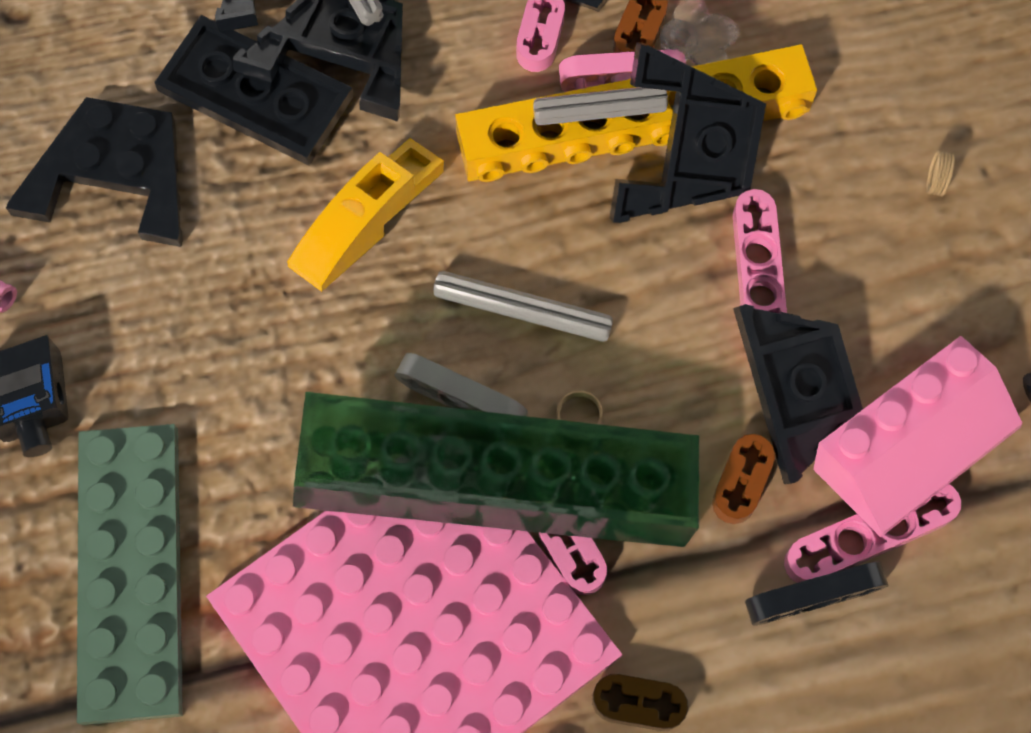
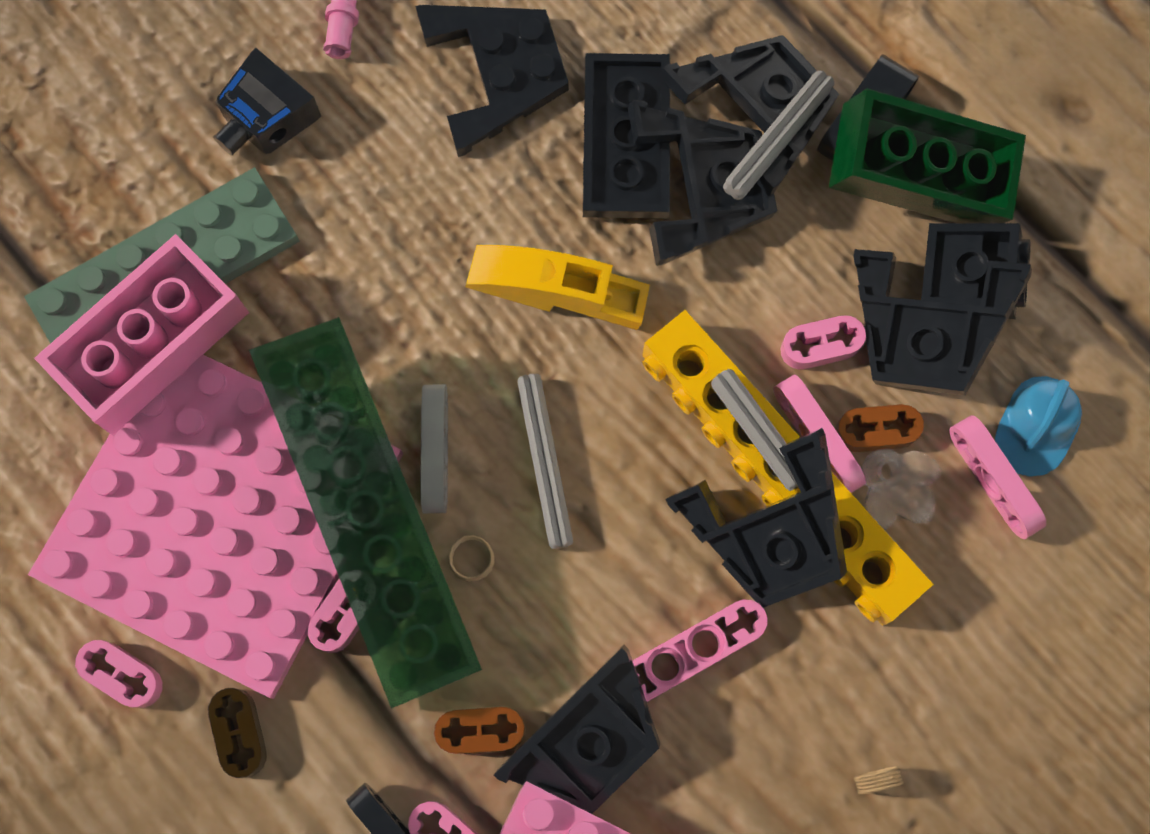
camera: 65 degrees right, 5 degrees up
(202, 601) = (142, 335): none -> bright pink brick

